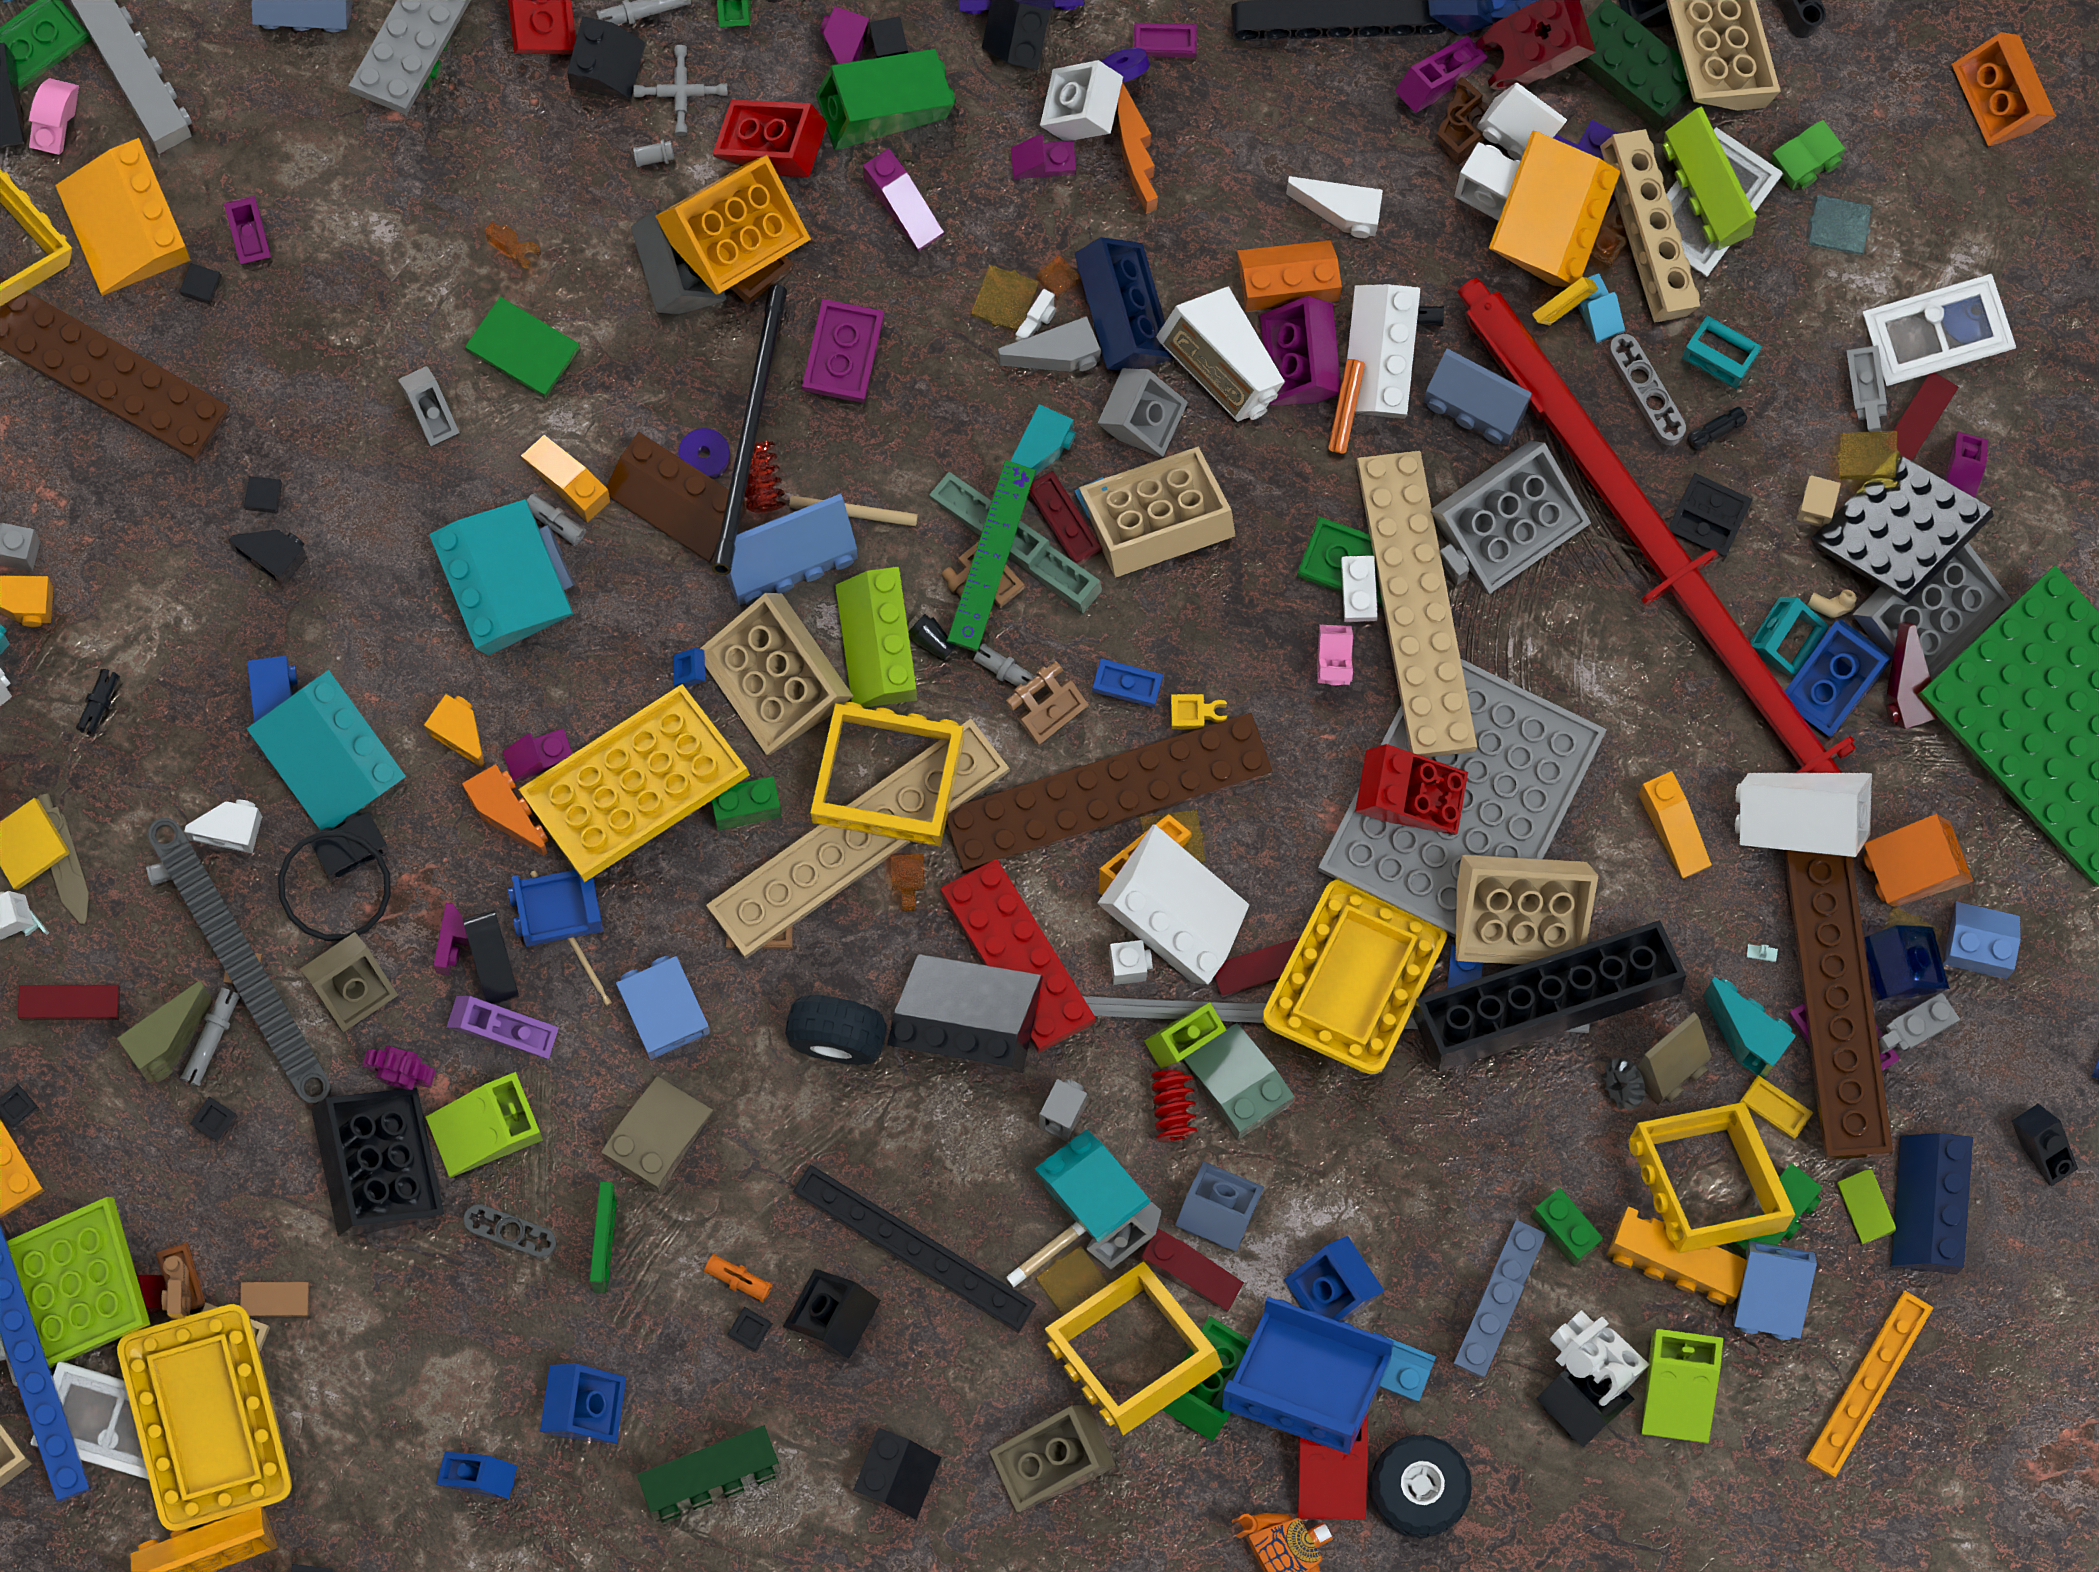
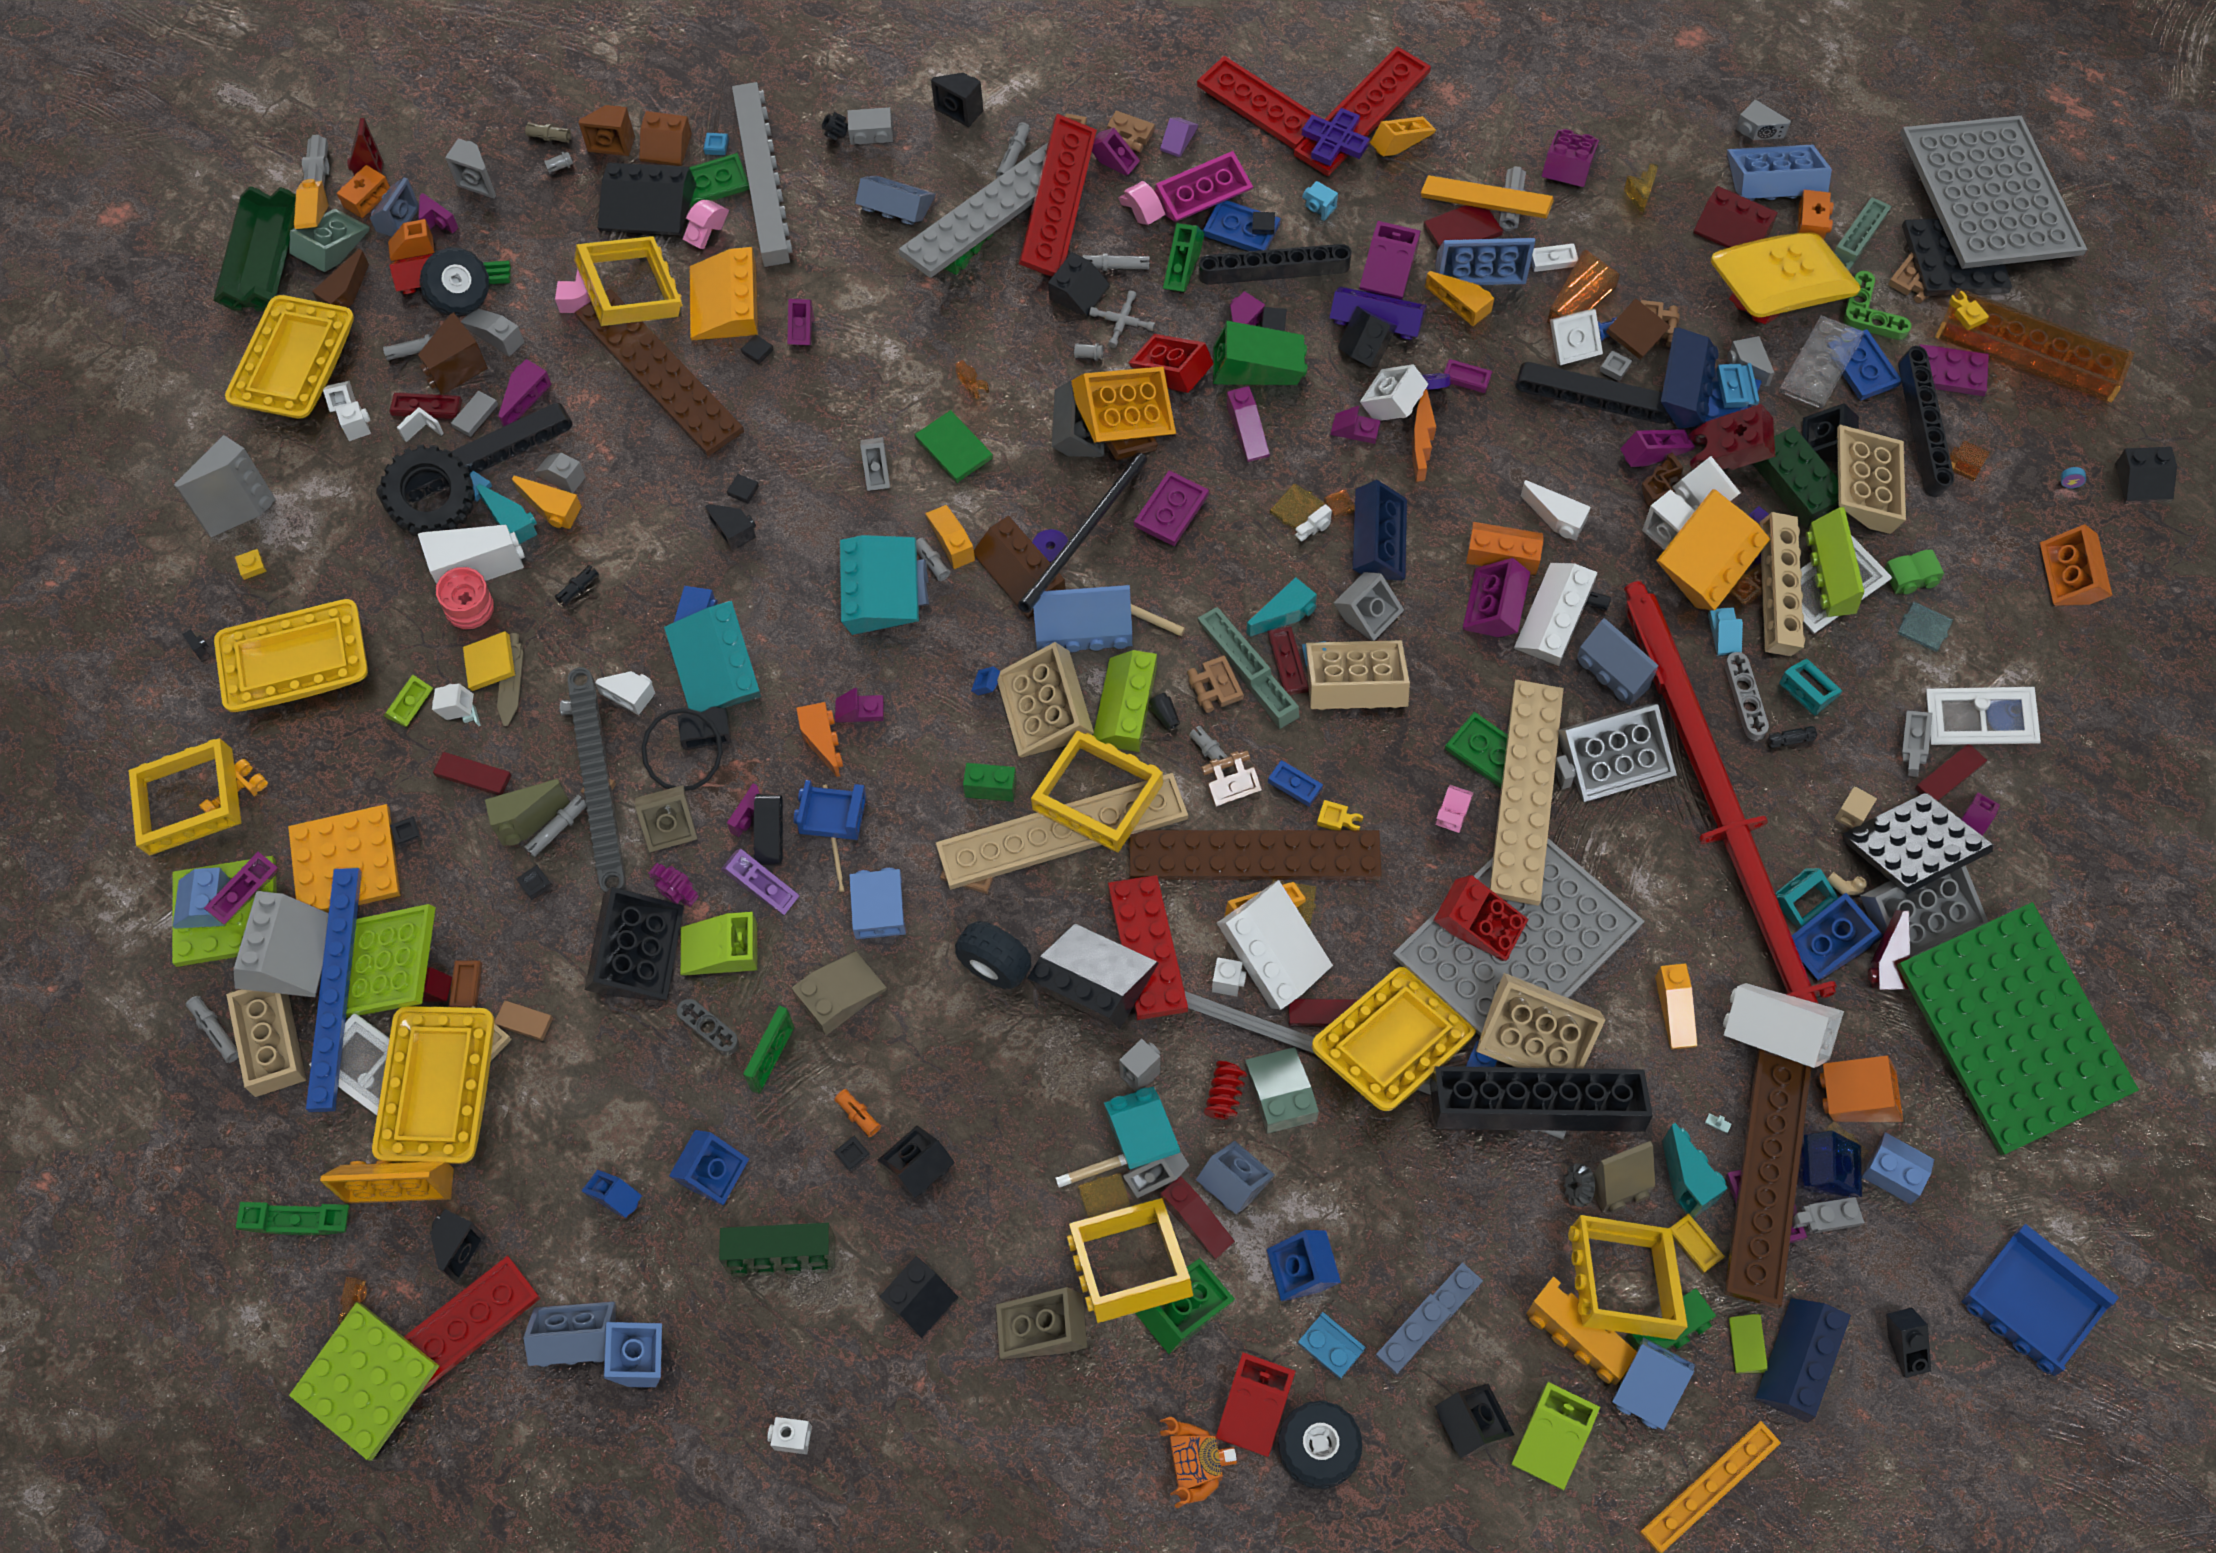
camera: 25 degrees right, 10 degrees down
(178, 1296) = (452, 988): medium nougat plate -> none
(456, 728) = (809, 672): light orange slope -> none
(633, 782) = (915, 743): yellow plate -> none
(760, 485) = (1083, 568): clear red piece -> none
(907, 875) = (1087, 868): clear orange plate -> none
(914, 1248) = (996, 1135): black tile -> none
(991, 556) = (1225, 666): green tile -> none
(1058, 349) = (1322, 547): light grey slope -> none
(1185, 1035) = (1251, 1042): lime slope -> none
(1223, 353) = (1438, 579): white slope -> none
(1309, 1375) = (1259, 1327): blue panel -> none
(1346, 406) = (1518, 642): orange axle -> none
(1359, 588) = (1487, 768): white plate -> none
(1565, 301) = (1702, 616): yellow tile -> none
(1567, 1227) = (1500, 1280): green brick -> none
(1598, 1351) = (1496, 1385): white hips -> none
(1710, 514) = (1769, 794): black slope -> none
(1868, 455) = (1903, 787): clear yellow piece -> none

